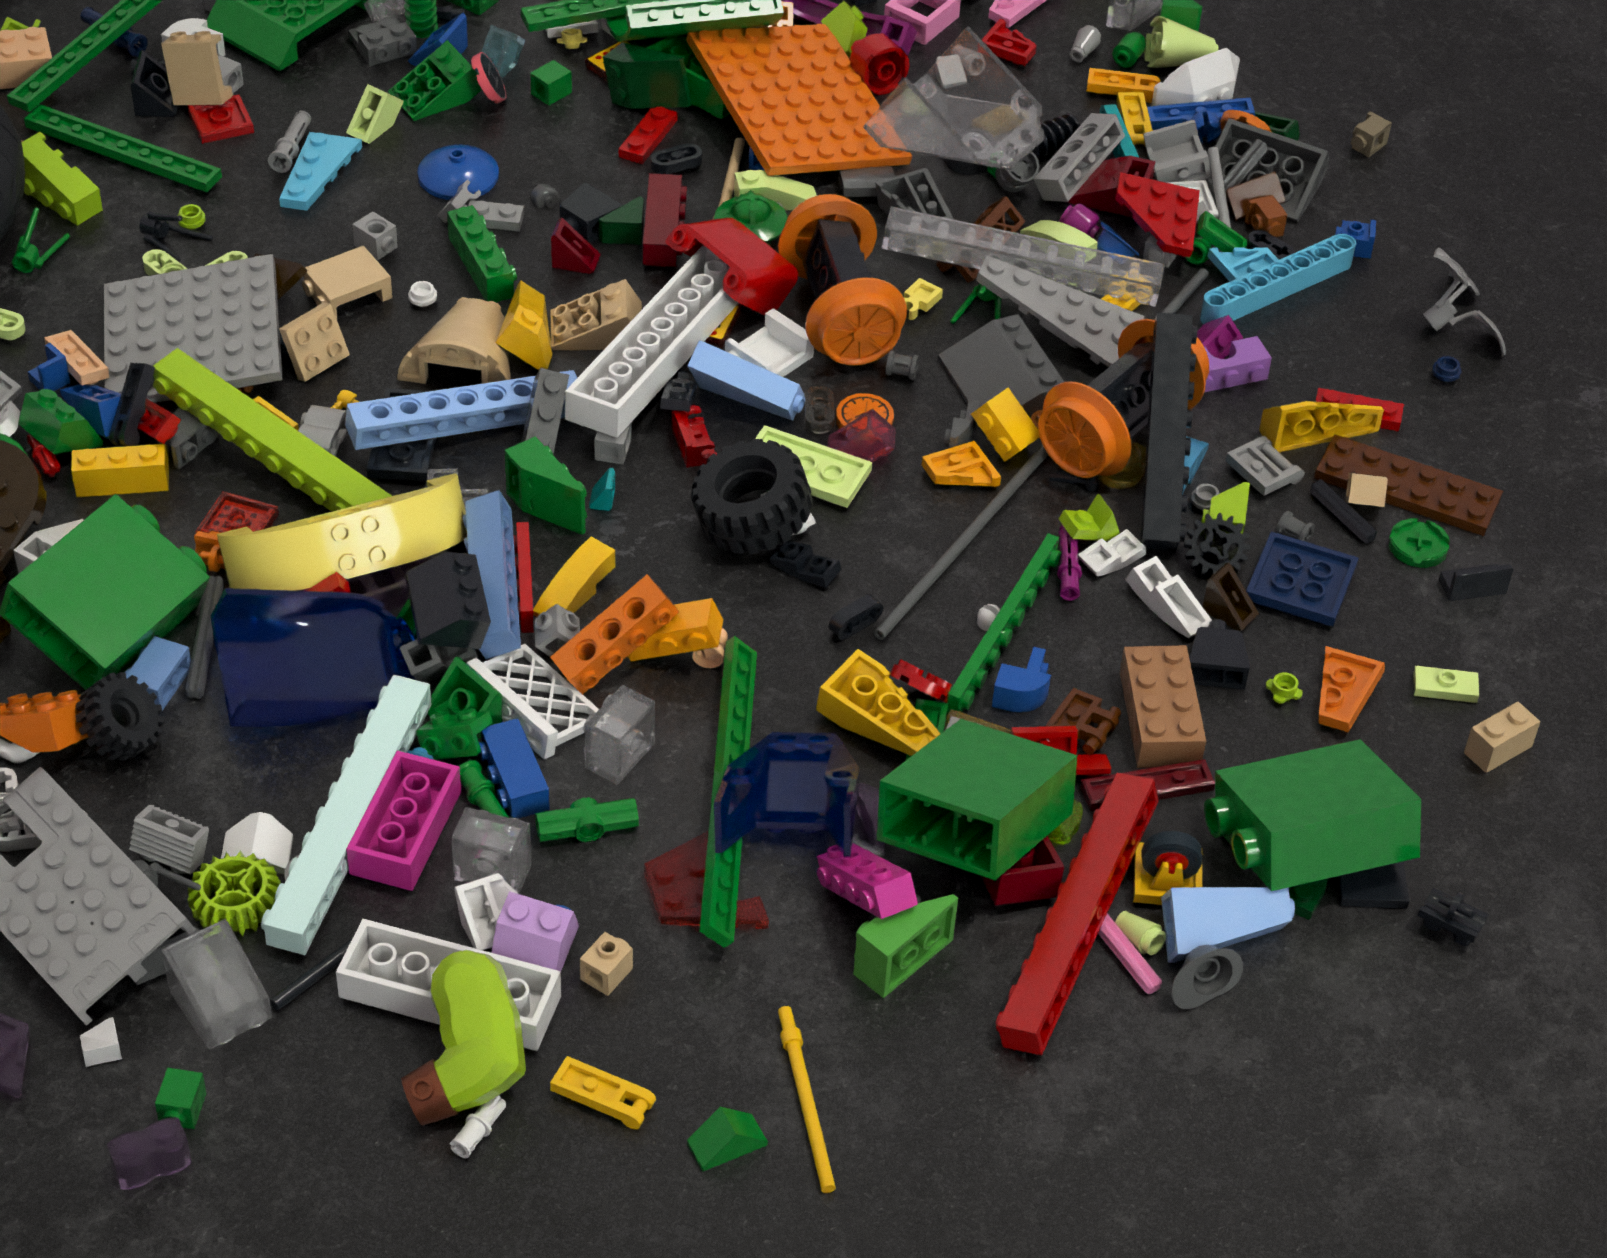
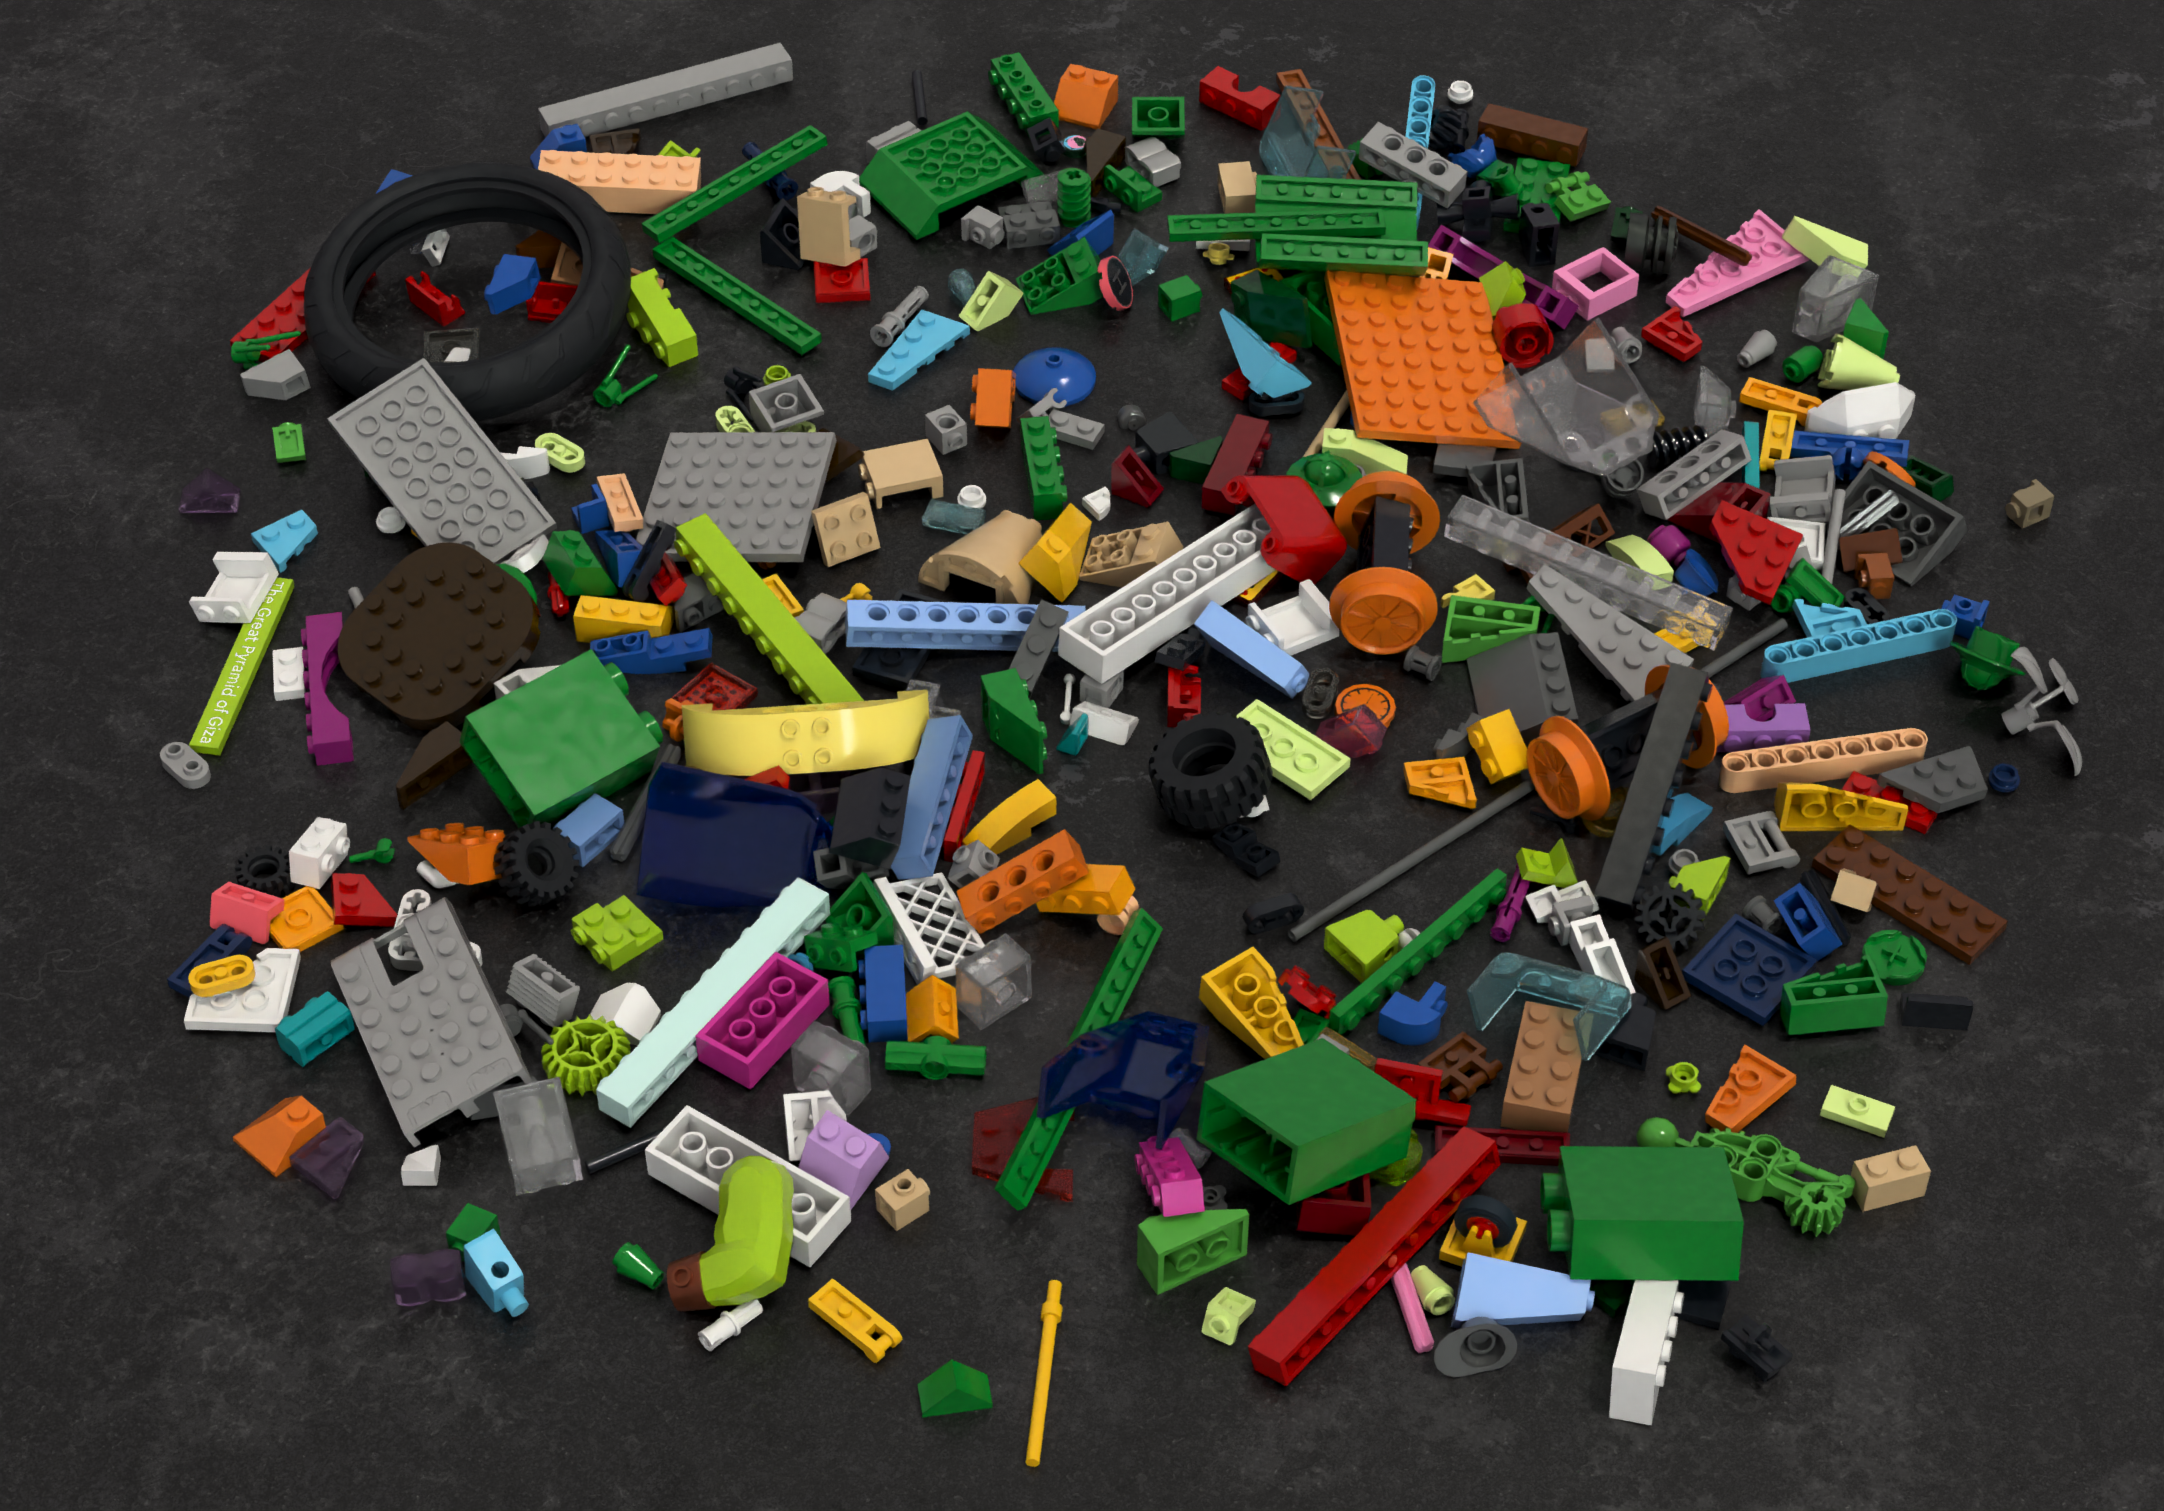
camera: 20 degrees right, 0 degrees up
(168, 492) = (646, 655): none -> blue slope
(209, 238) = (783, 404): none -> light grey slope
(219, 767) = (615, 932): none -> lime plate
(221, 1133) = (495, 1274): none -> medium azure torso
(341, 49) = (982, 227): none -> light grey brick
(341, 104) = (961, 285): none -> clear light blue cone
(363, 1090) = (637, 1265): none -> green cone
(410, 314) = (953, 517): none -> clear light blue plate
(413, 196) = (994, 397): none -> orange brick
(543, 277) = (1098, 503): none -> white tile
(566, 775) = (932, 1010): none -> light orange panel
(587, 477) = (1065, 716): none -> white hinge
(629, 475) = (1106, 723): none -> white slope
(653, 125) = (1260, 361): none -> medium azure wedge
(945, 320) = (1483, 624): none -> bright green wedge
(950, 627) = (1363, 942): none -> lime torso
(960, 1001) = (1226, 1314): none -> yellowish green bracket
(1067, 93) = (1712, 403): none -> clear slope
(1122, 564) = (1566, 912): none -> light grey bracket
(1146, 625) = (1601, 999): none -> clear light blue windscreen
(1288, 383) = (1821, 760): none -> light nougat beam
(1338, 525) = (1807, 922): none -> blue brick
(1359, 941) = (1644, 1349): none -> white wedge
(1391, 589) = (1835, 1001): none -> green wedge
(1394, 269) = (1986, 659): none -> green helmet
(1397, 381) = (1940, 781): none -> dark grey wing
(1397, 751) = (1763, 1168): none -> bright green arm

